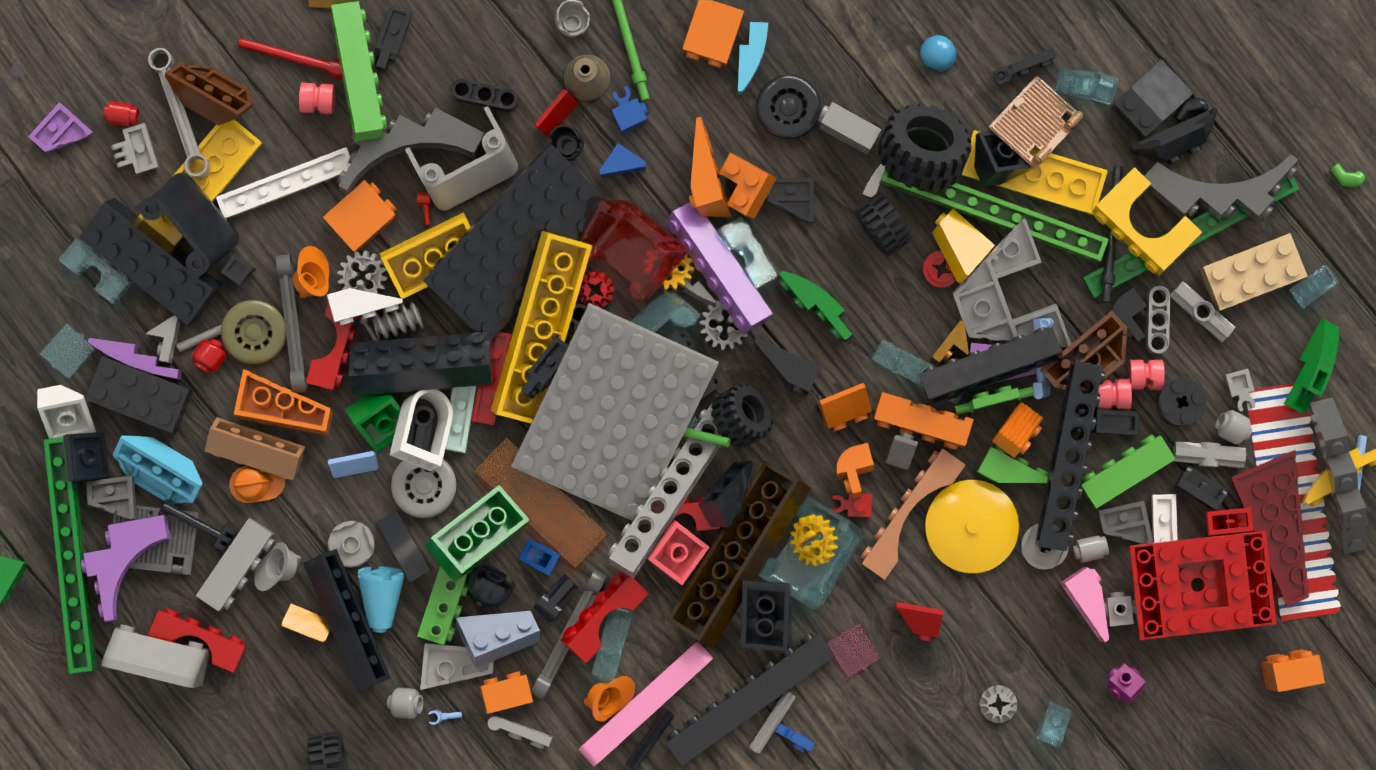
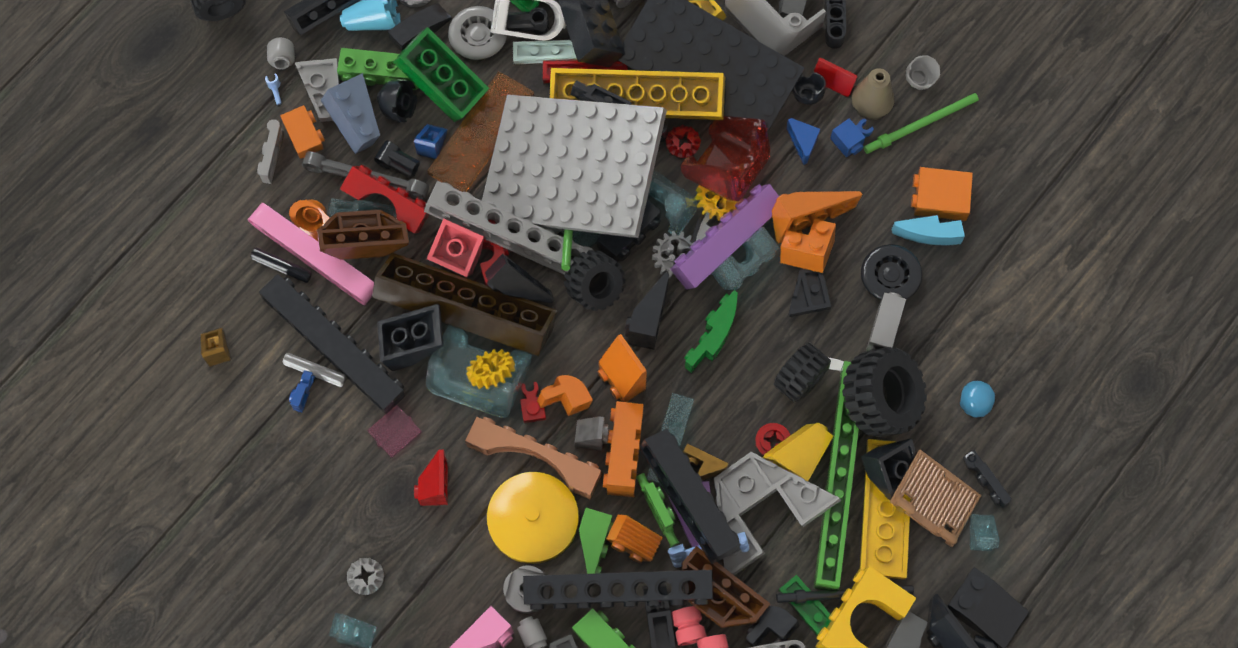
camera: 75 degrees right, 15 degrees down
(641, 647) = (362, 235): none -> reddish brown wedge
(1106, 89) = (986, 560): clear light blue slope -> none

